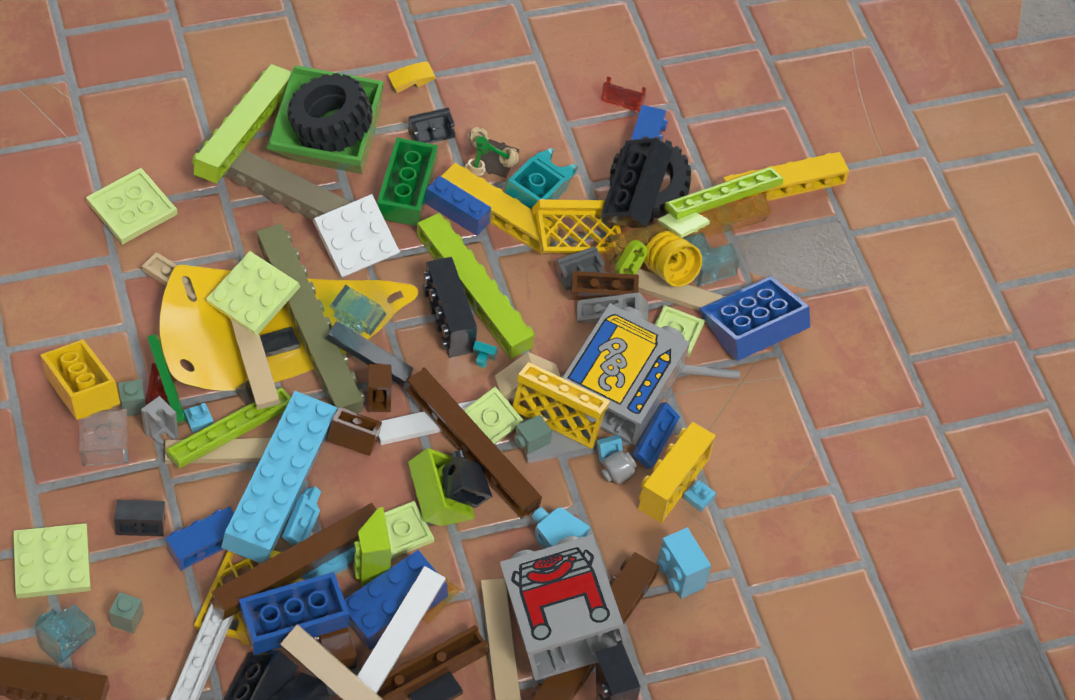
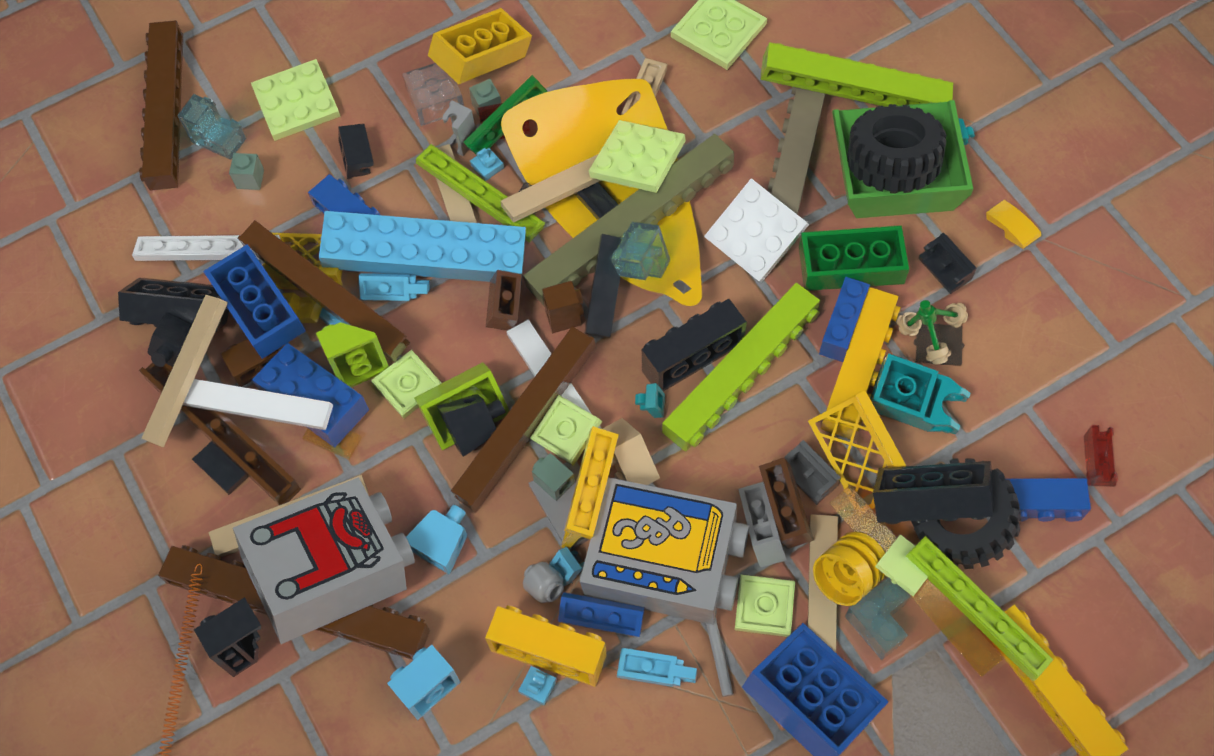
camera: 85 degrees right, 10 degrees up
(631, 259) = (833, 527): lime beam -> none
(710, 408) = (654, 668): none -> medium azure hinge

